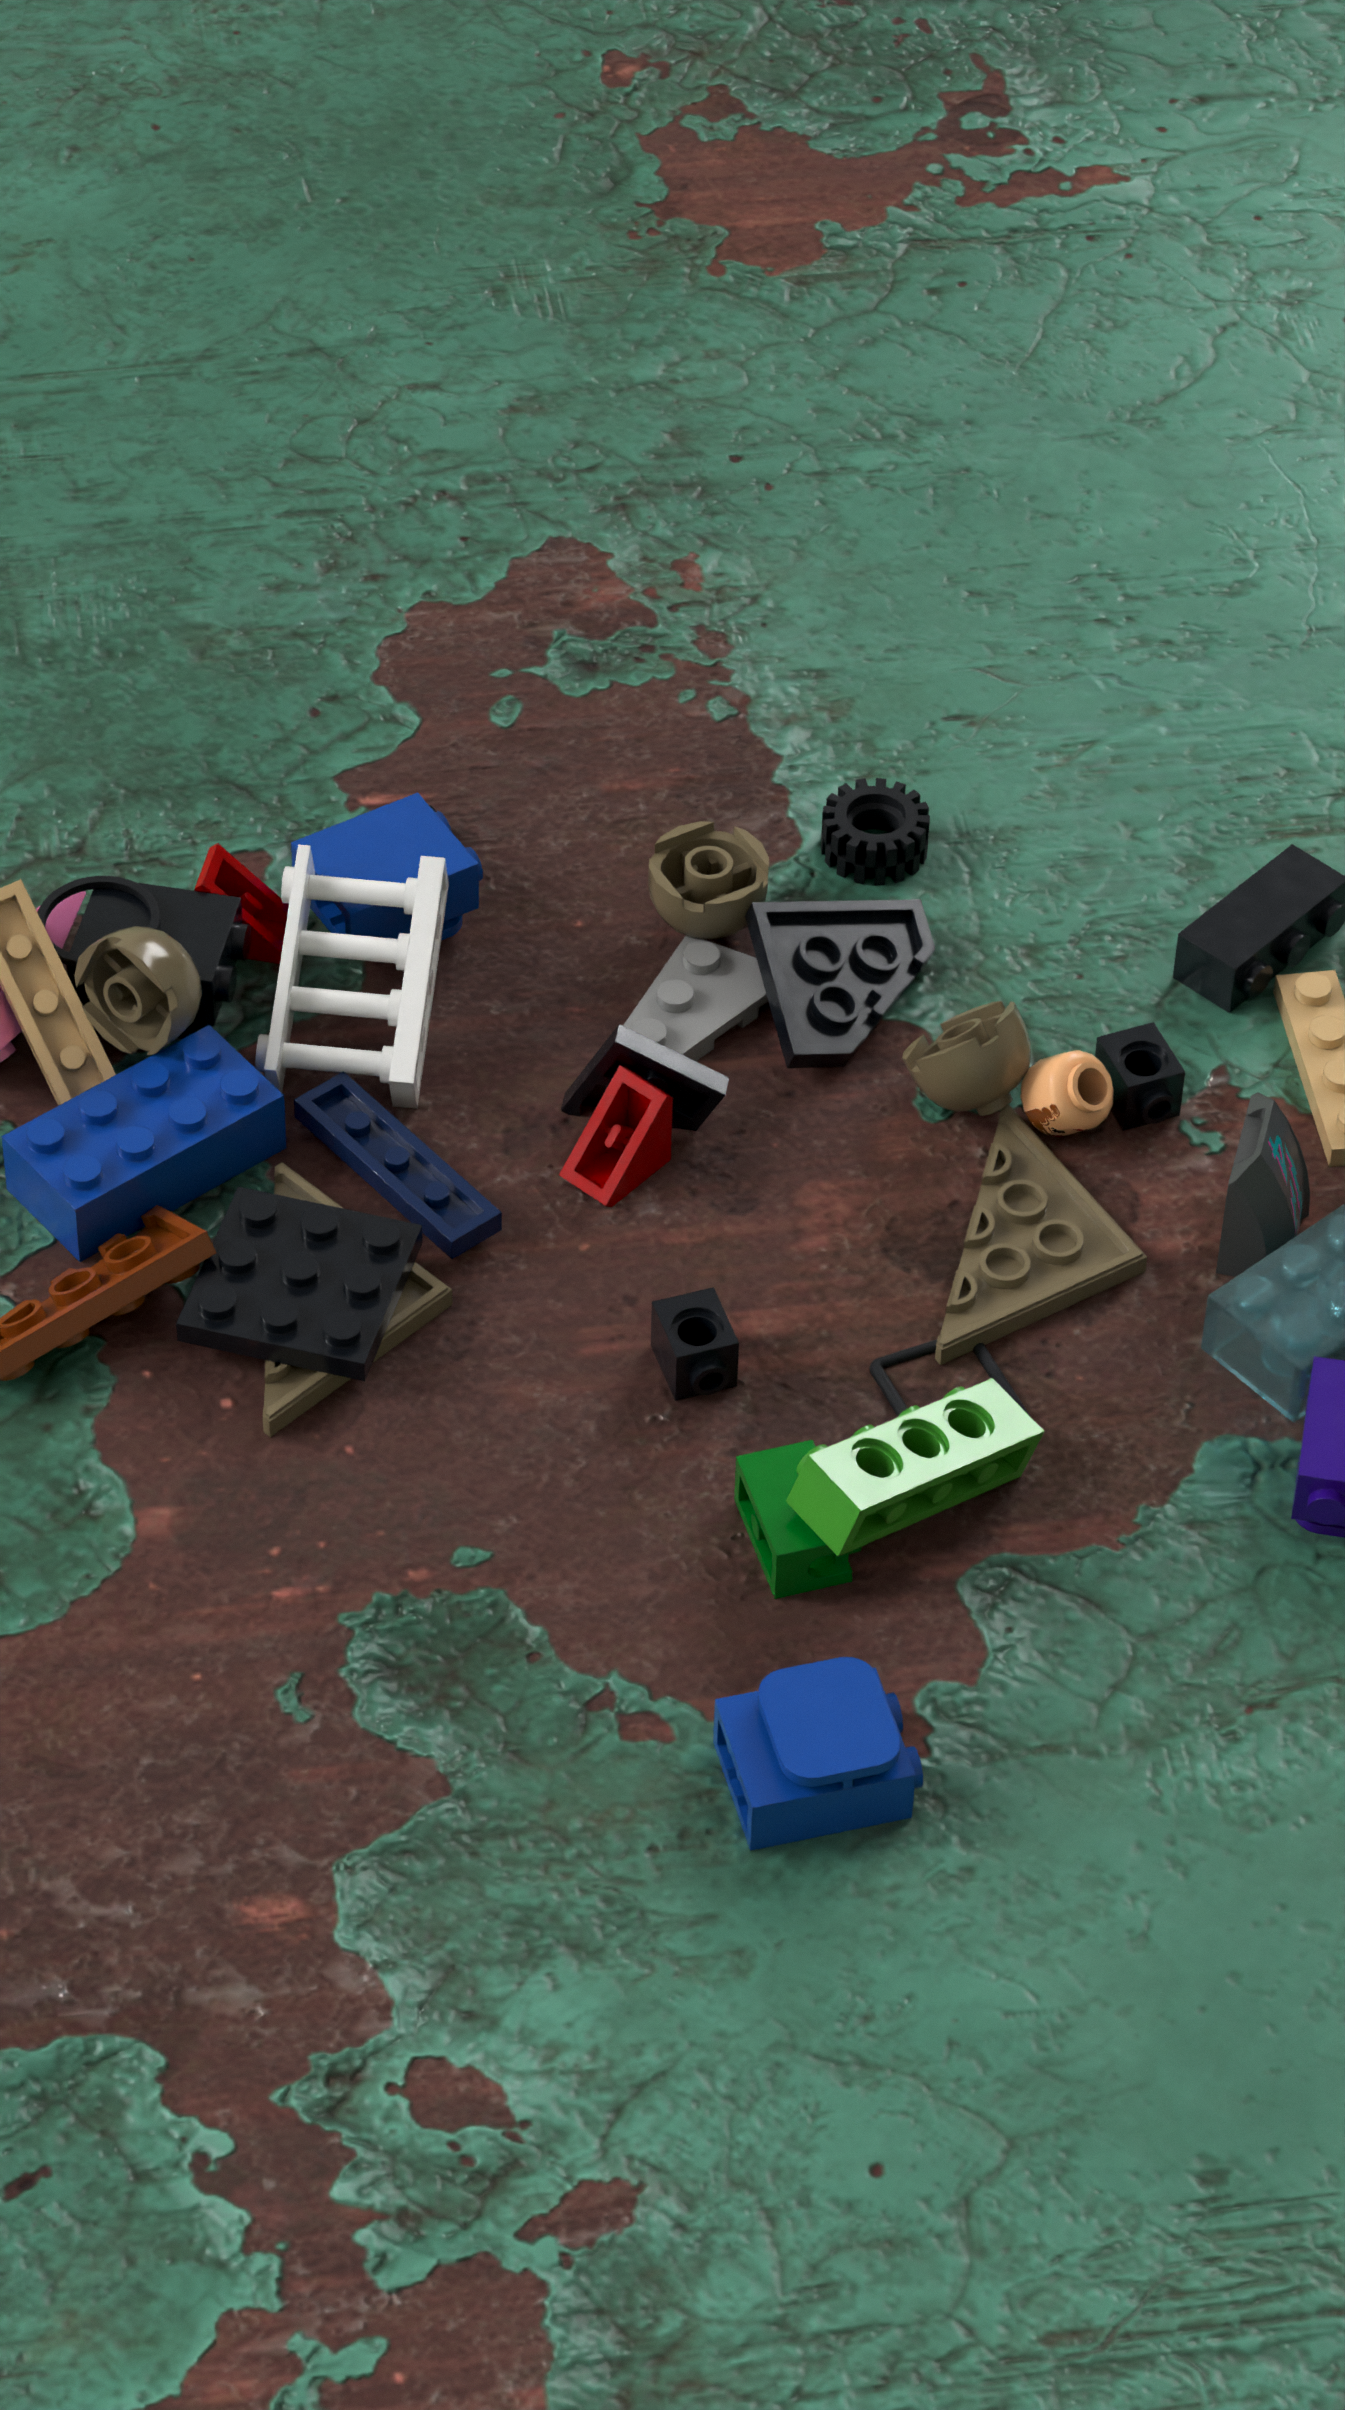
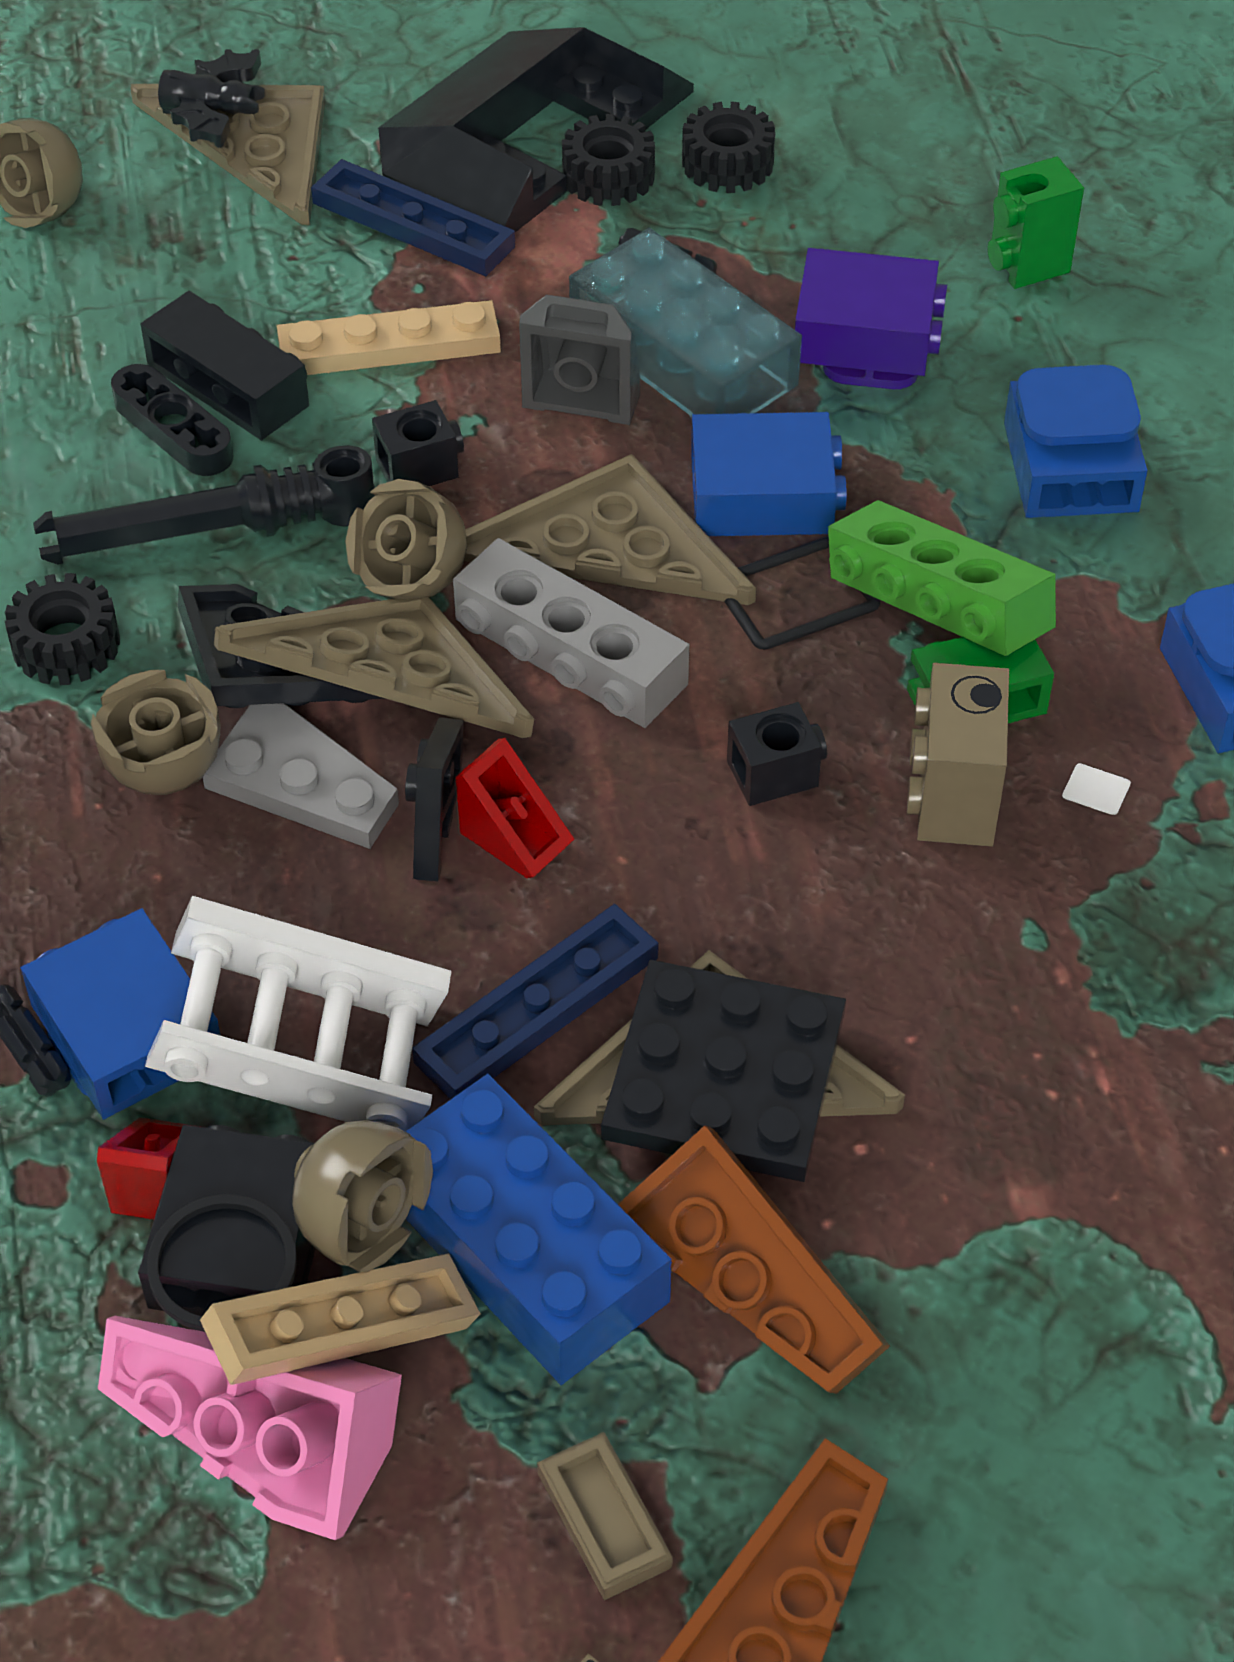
camera: 90 degrees left, 5 degrees up
(661, 1468) = (959, 754): none -> dark tan brick
(663, 1627) = (1096, 789): none -> white sticker
(823, 1050) = (386, 650): none -> dark tan tile
(865, 1193) = (571, 632): none -> light grey brick
(1050, 958) = (260, 500): none -> black piece
(1067, 1093) = (457, 476): light nougat head -> none
(1111, 1358) = (766, 473): none -> blue brick
(1158, 908) = (178, 439): none -> black beam
(1174, 1636) = (1075, 441): none -> blue brick

